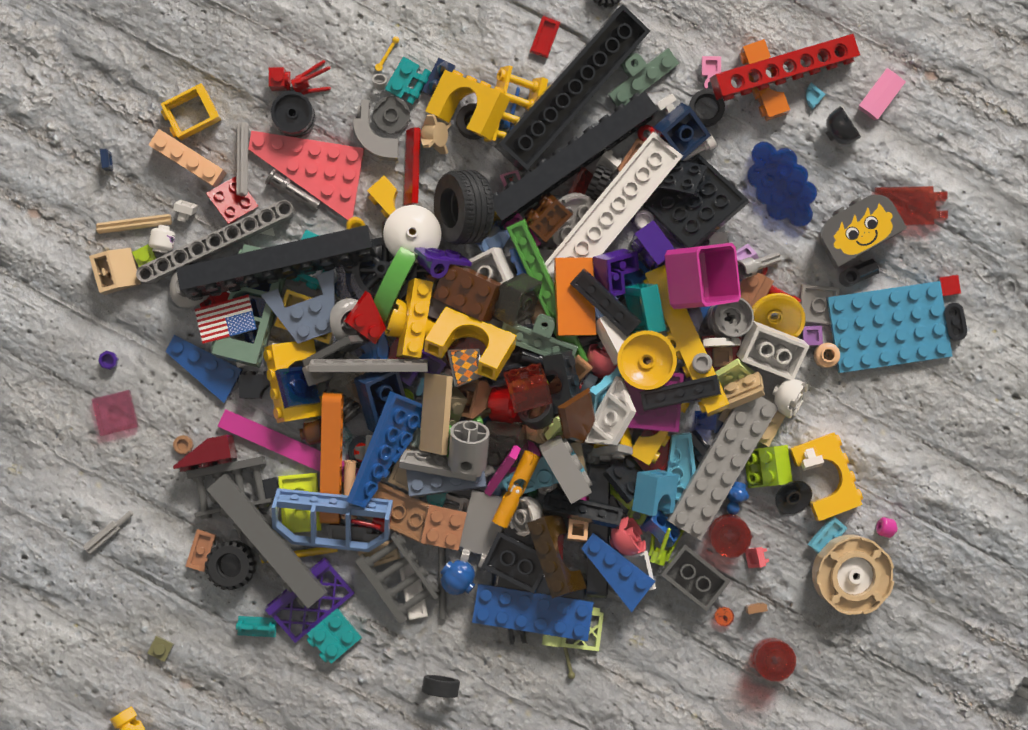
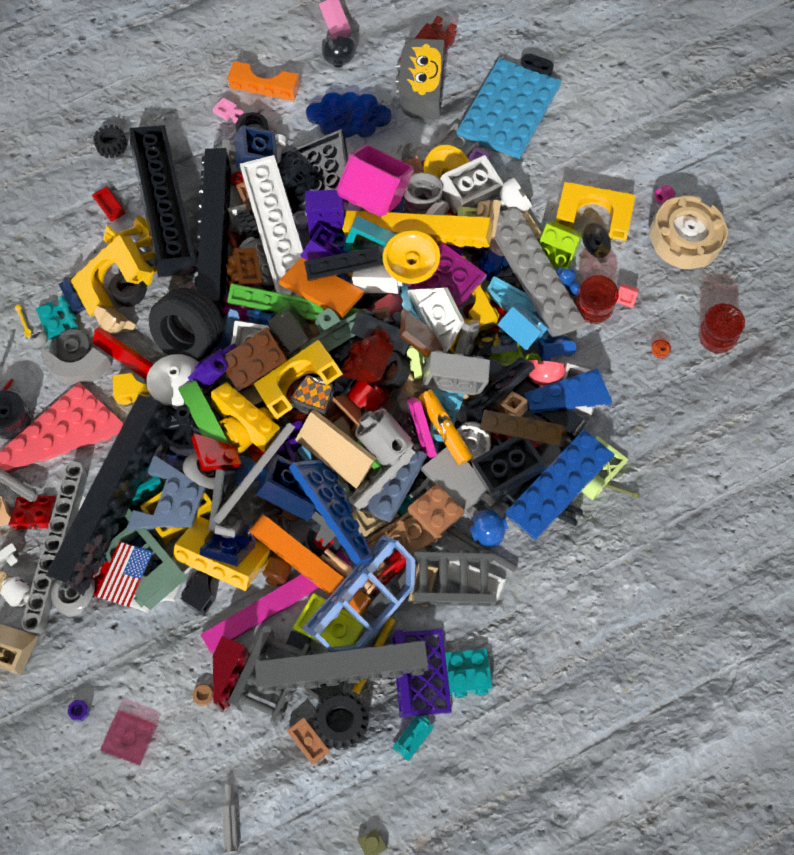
camera: 55 degrees left, 20 degrees down
(144, 255) = (15, 616): lime plate -> none
(209, 370) = (156, 626): blue wing -> none
(283, 185) = (58, 461): dark grey pin -> none
(440, 686) = (575, 603): black tyre -> none
(641, 75) = (191, 155): sand green plate -> none
(660, 555) = (577, 358): lime plant -> none
(680, 393) = (456, 249): black tile -> none
(694, 577) = (614, 345): dark grey brick -> none
(702, 363) = (443, 220): light grey tile -> none
(756, 608) = (669, 318): medium nougat tile -> none
(811, 460) = (575, 204): white tile -> none
(813, 95) = (300, 60): medium azure tile -> none
(830, 530) = (641, 234): medium azure plate -> none
(833, 355) = (500, 155): light nougat head -> none
(844, 45) = (264, 58): red brick -> none
(859, 272) = (454, 103): black piece -> none
(950, 285) = (507, 53): red tile -> none

